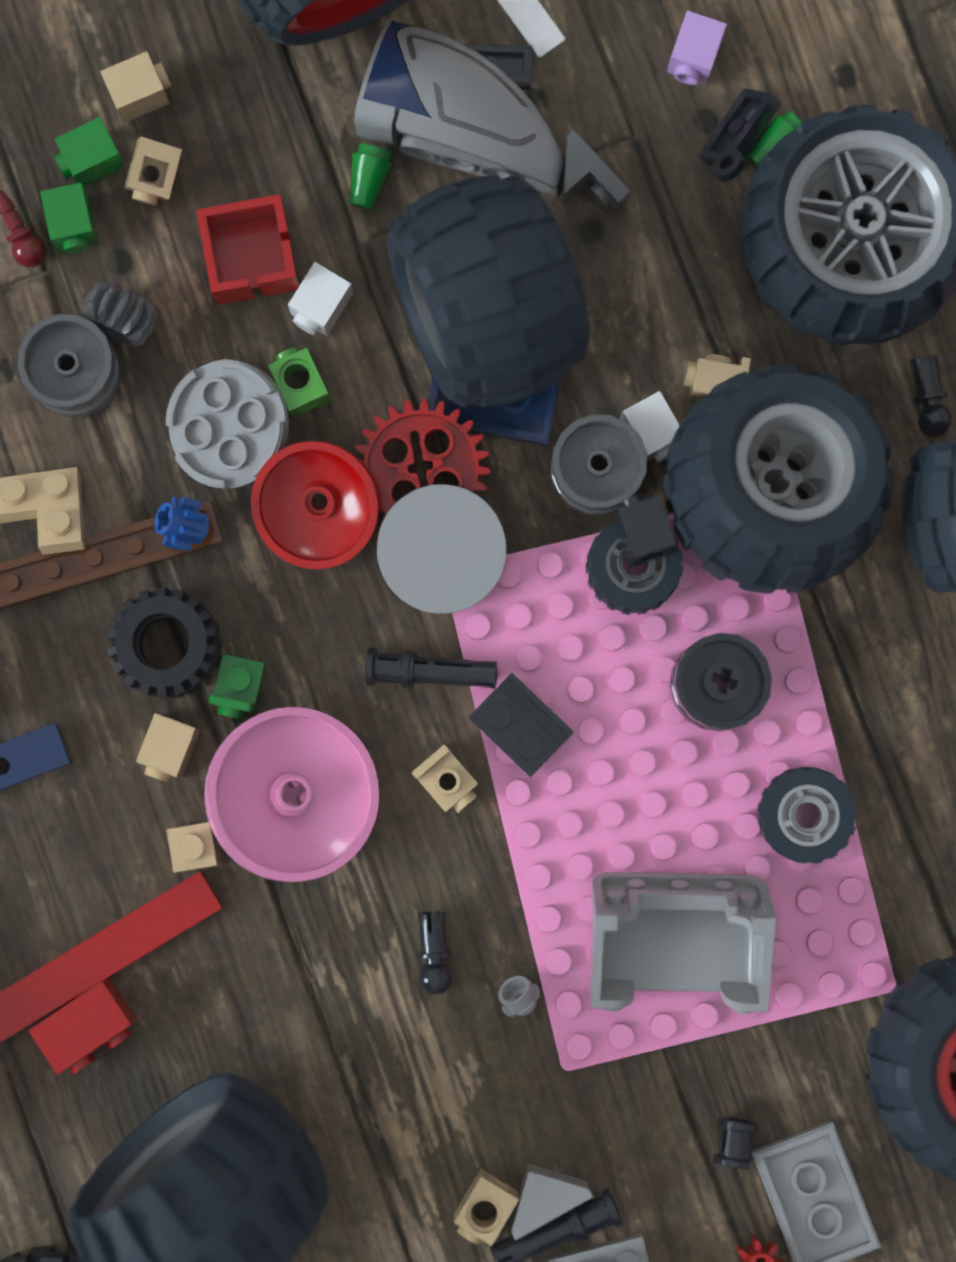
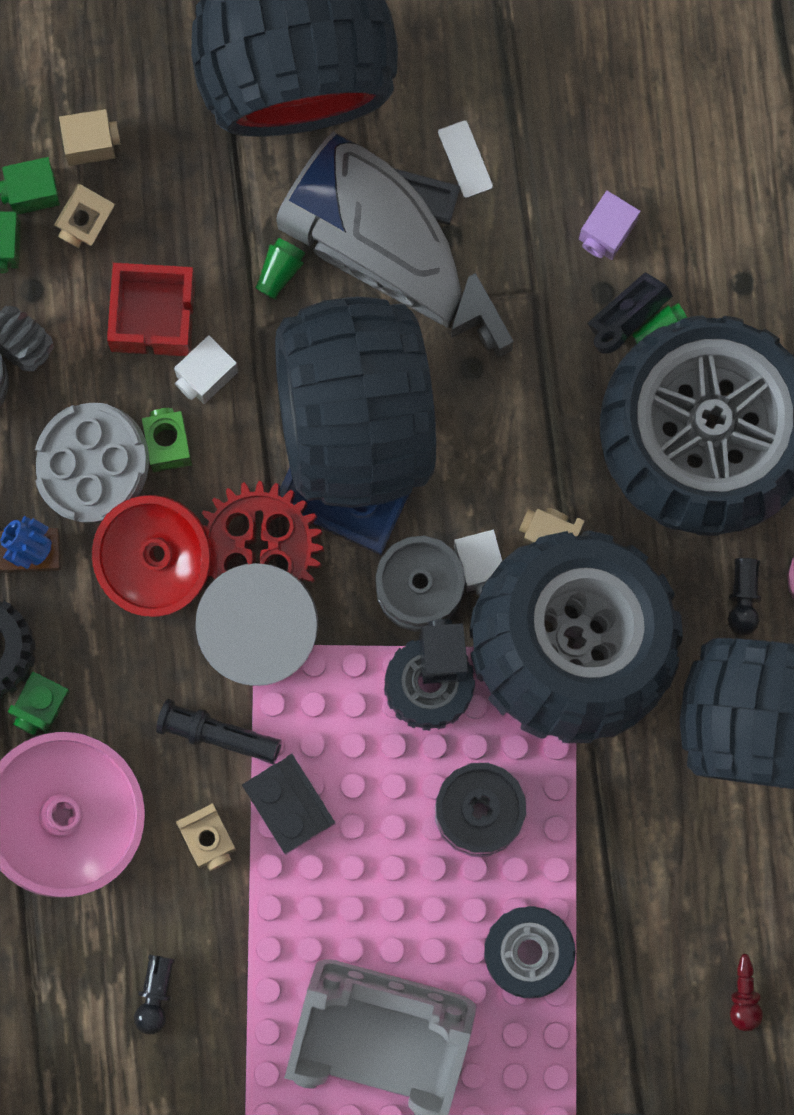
camera: 15 degrees right, 5 degrees down
(518, 996) = (222, 1054): light grey plate -> none

